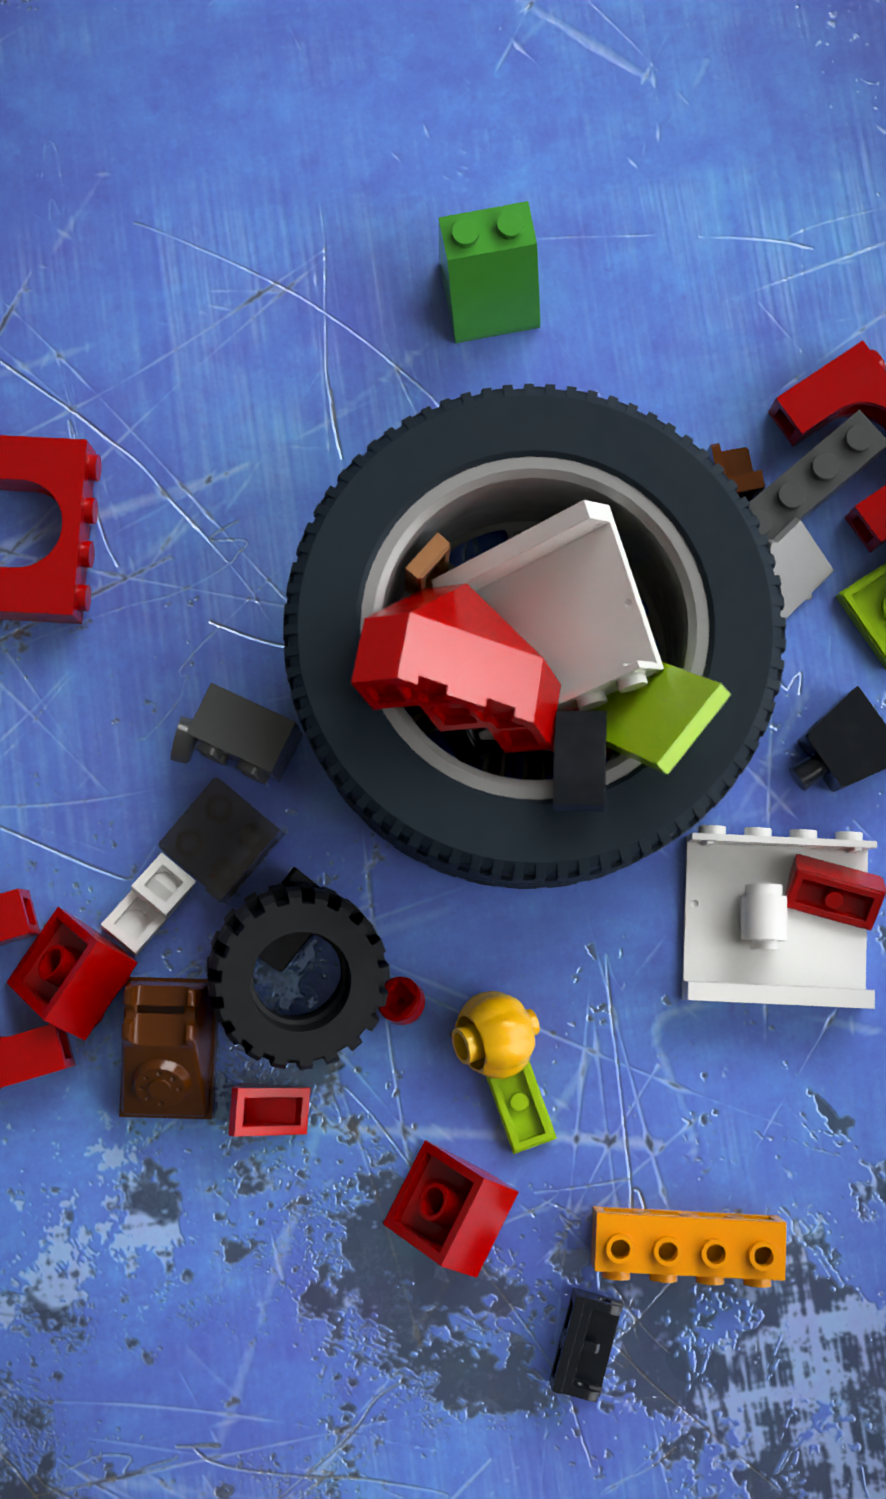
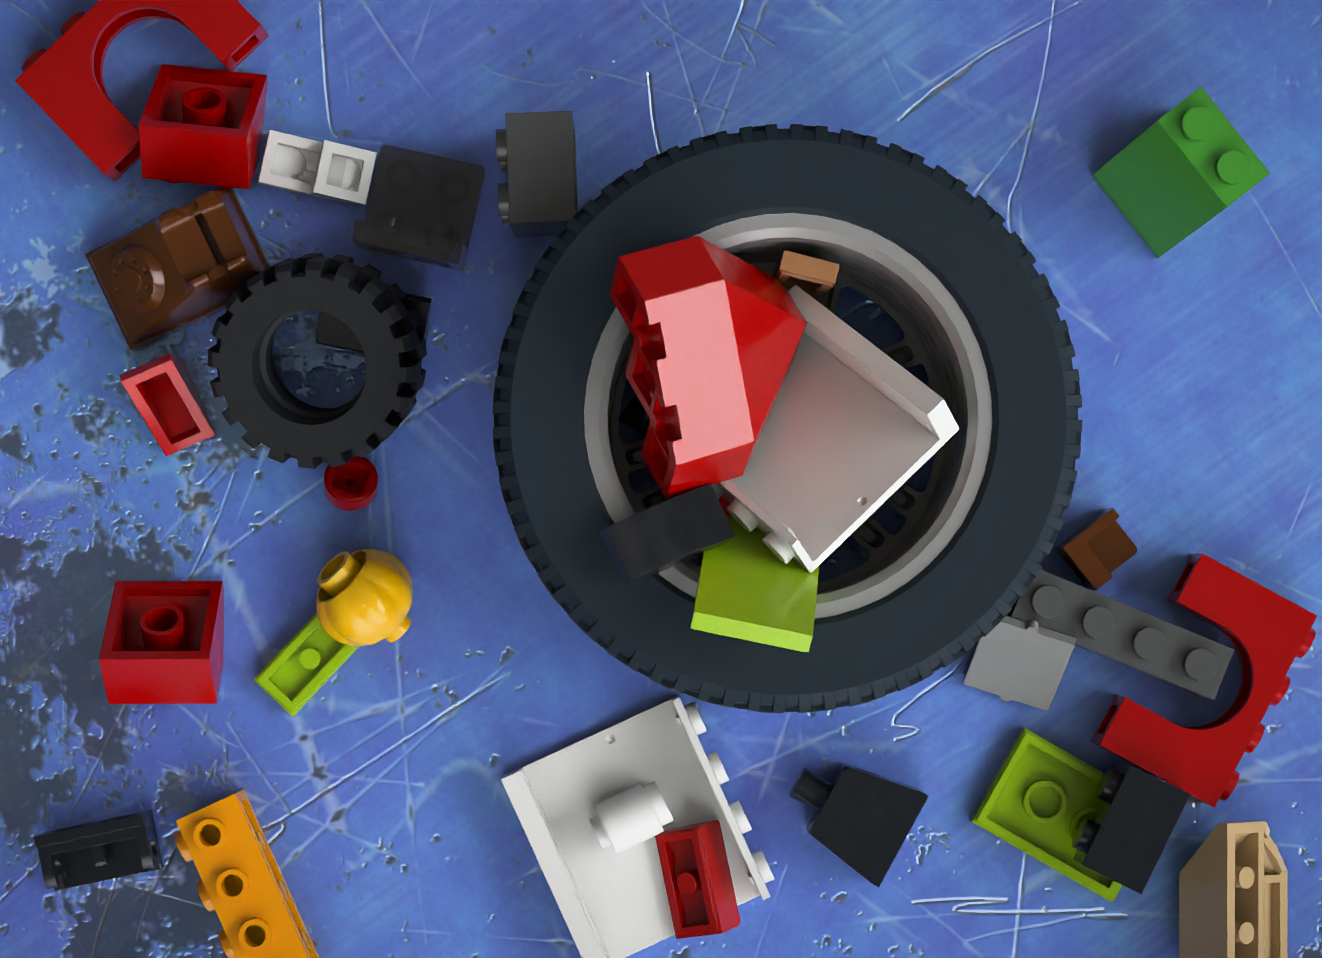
camera: 60 degrees right, 5 degrees up
(183, 743) = (493, 116): dark grey tile -> none

